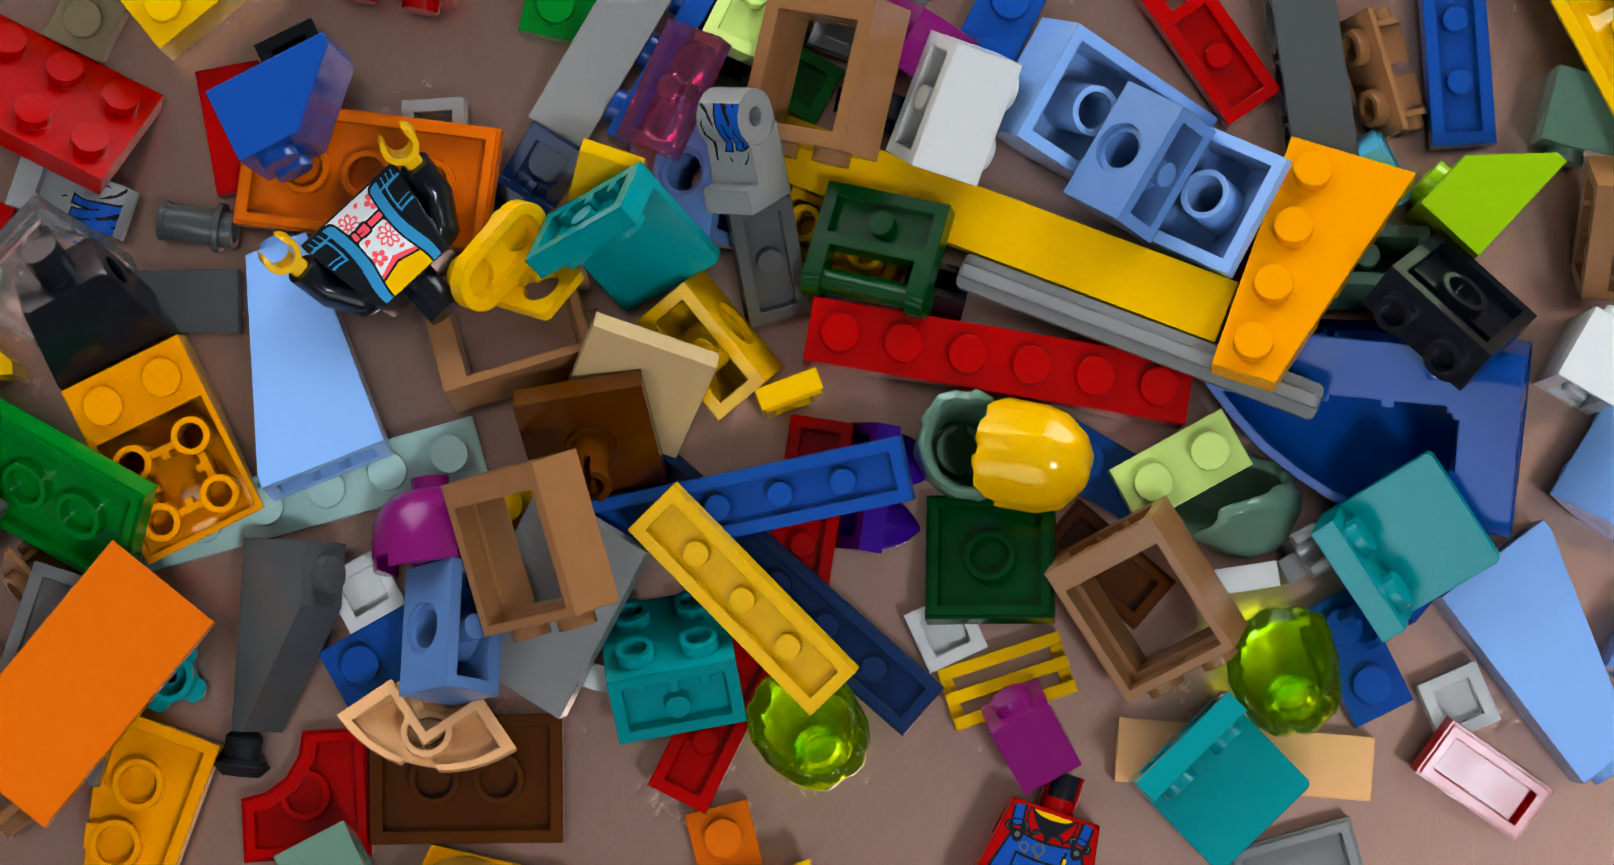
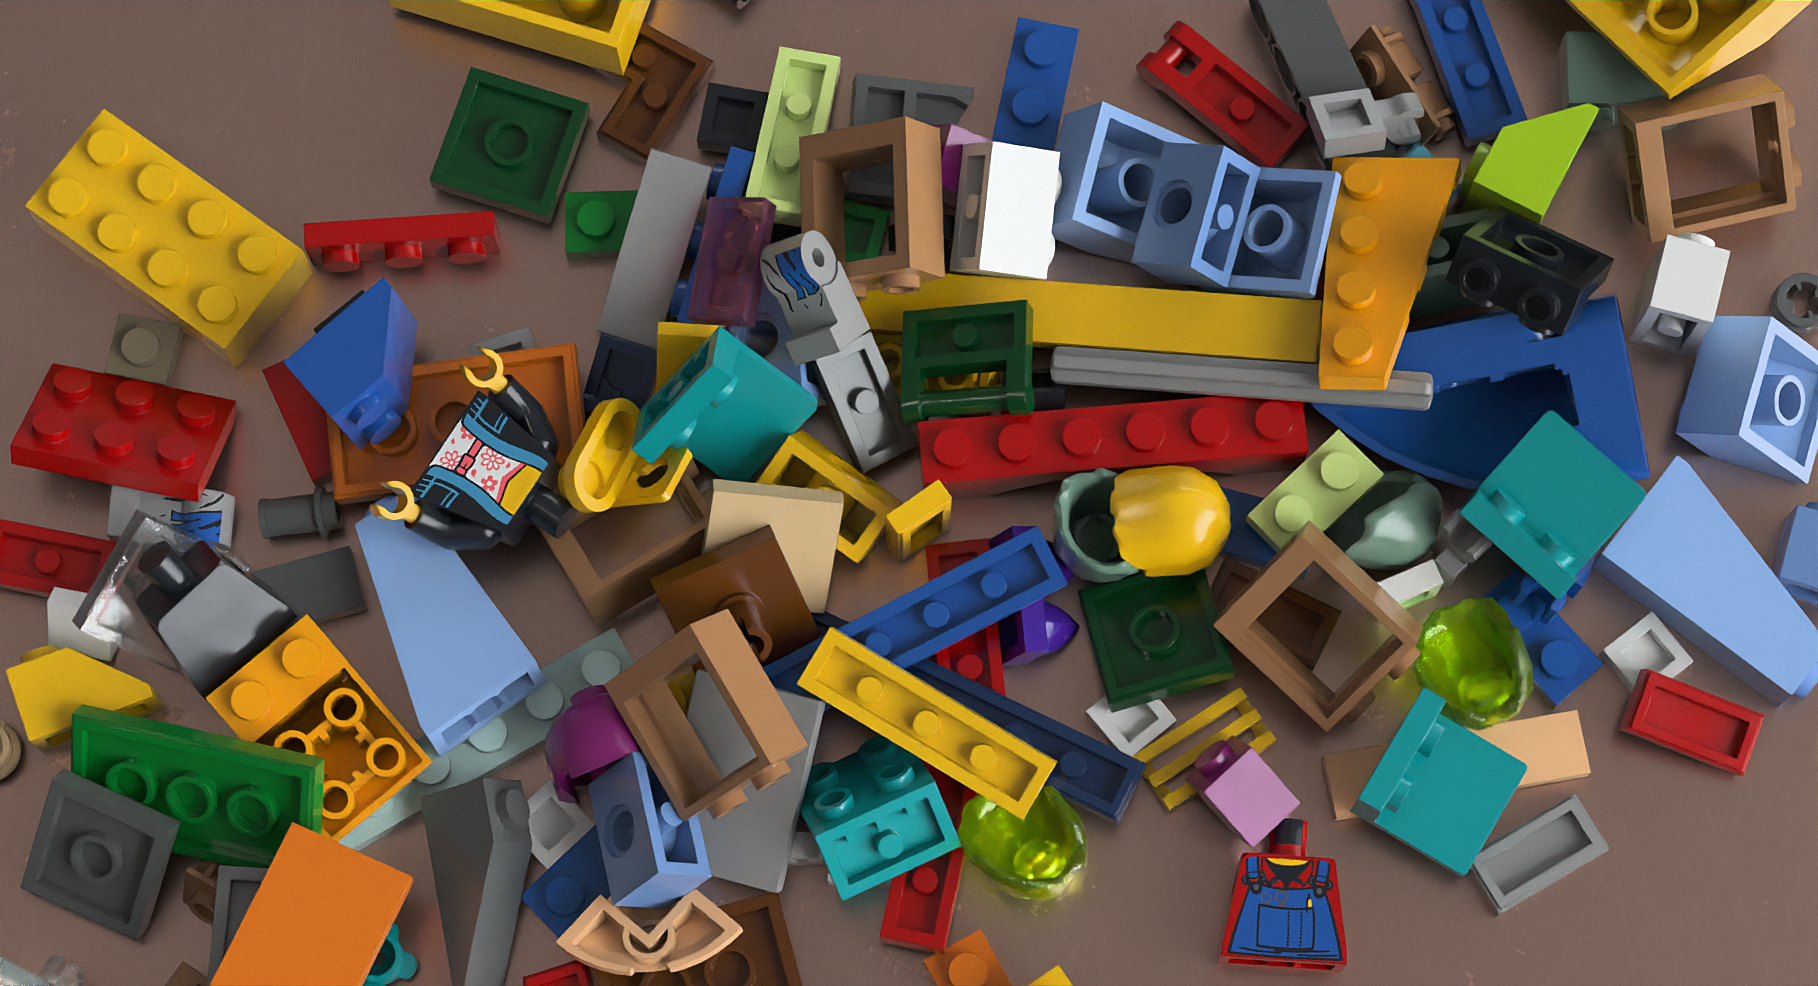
camera: 15 degrees left, 10 degrees down
(1324, 109) = (1357, 124): none -> light grey plate

